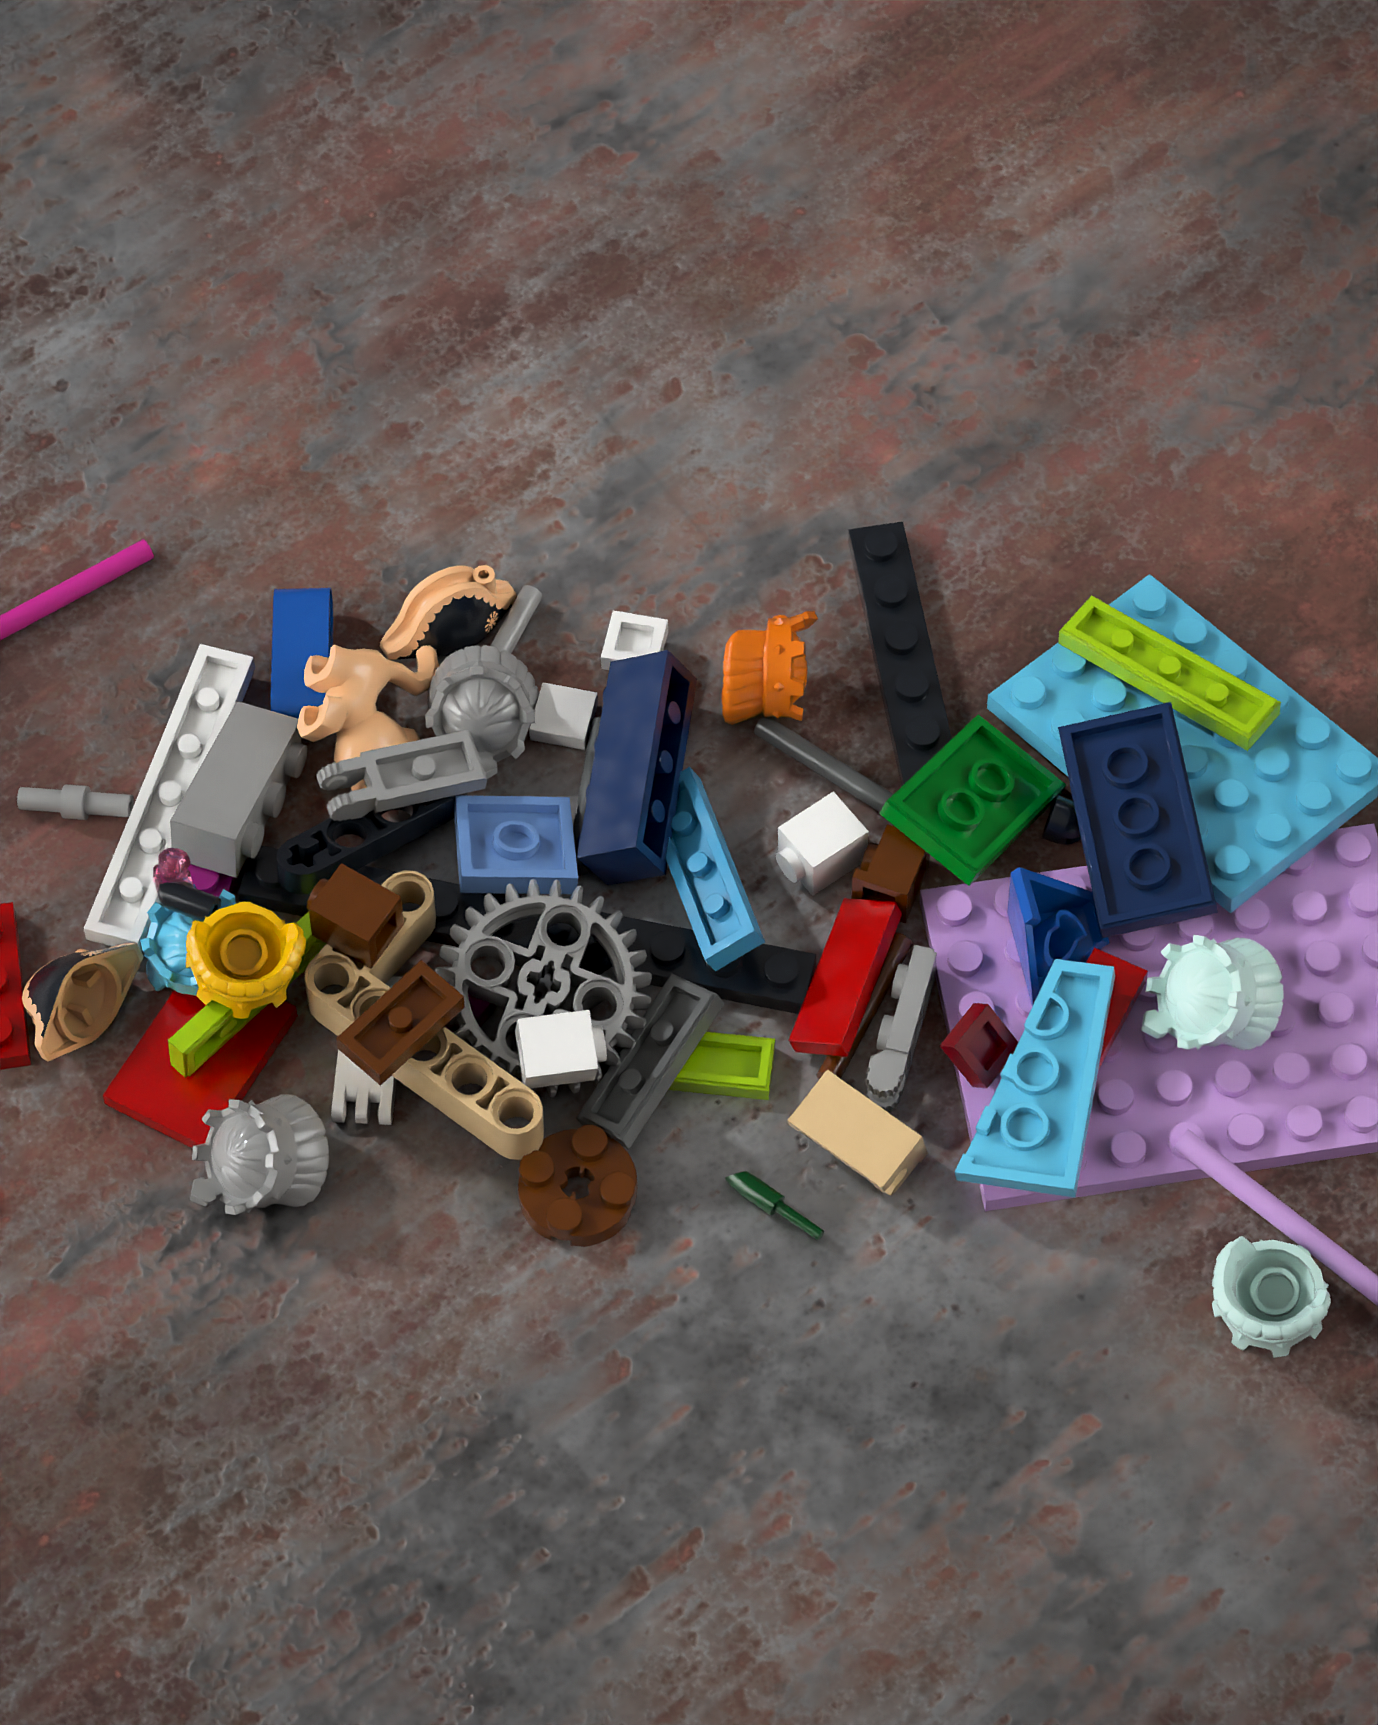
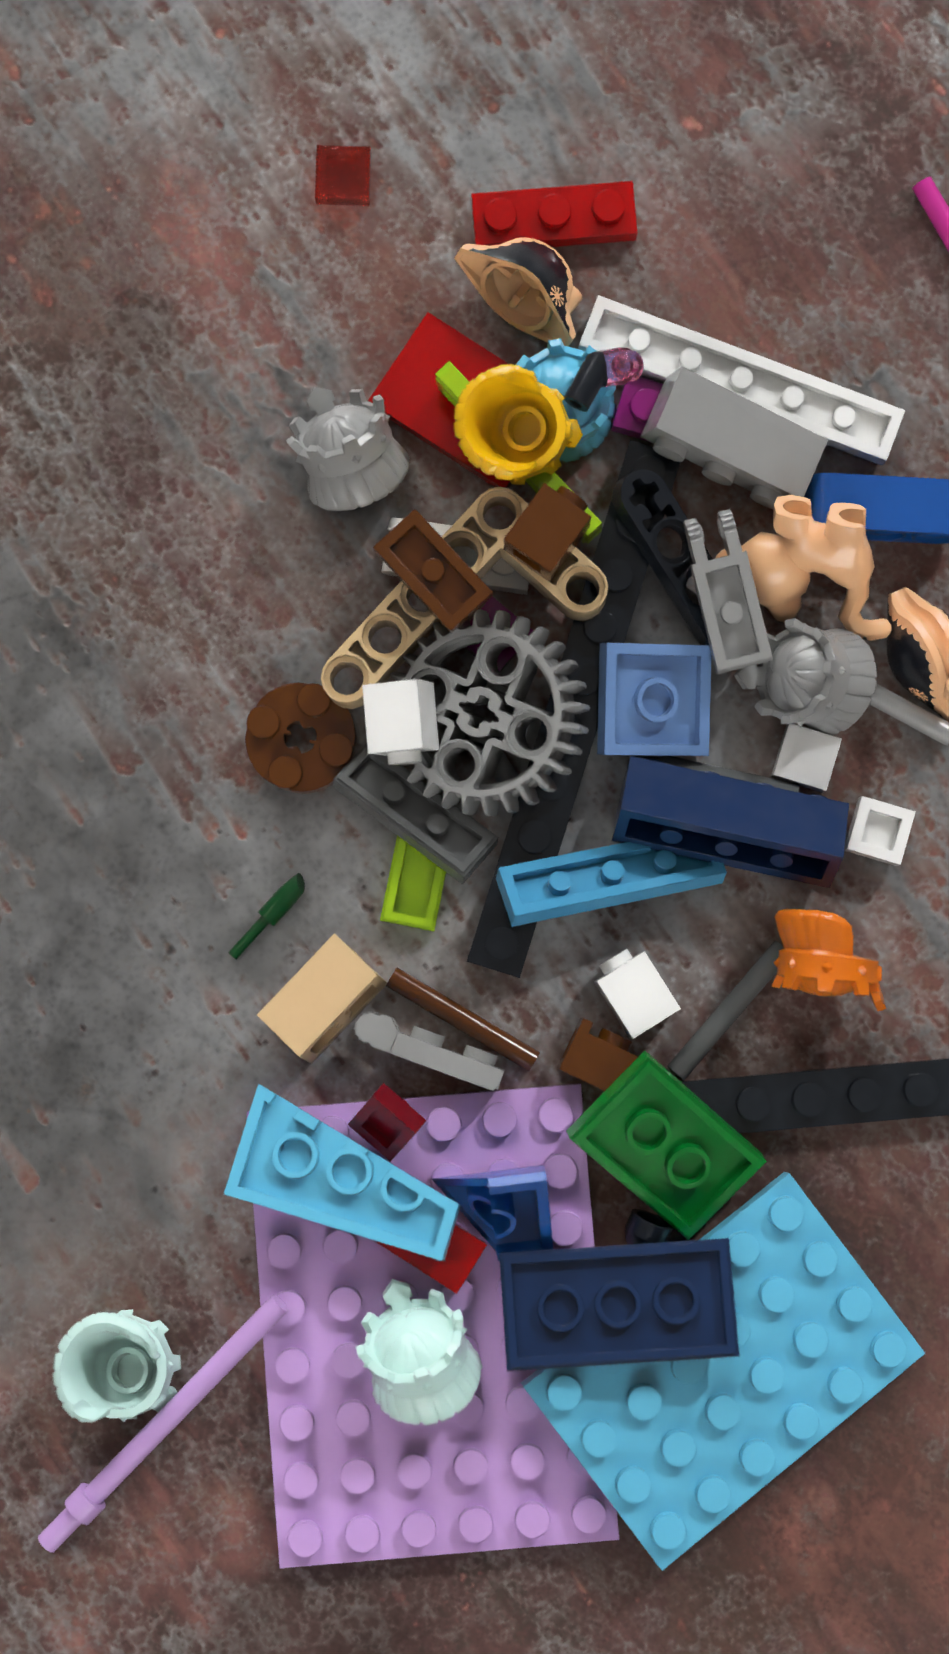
camera: 90 degrees right, 25 degrees up
(75, 802) = (744, 292): light grey bar -> none
(845, 977) = (491, 1003): red tile -> none
(1169, 673) = (790, 1358): lime tile -> none

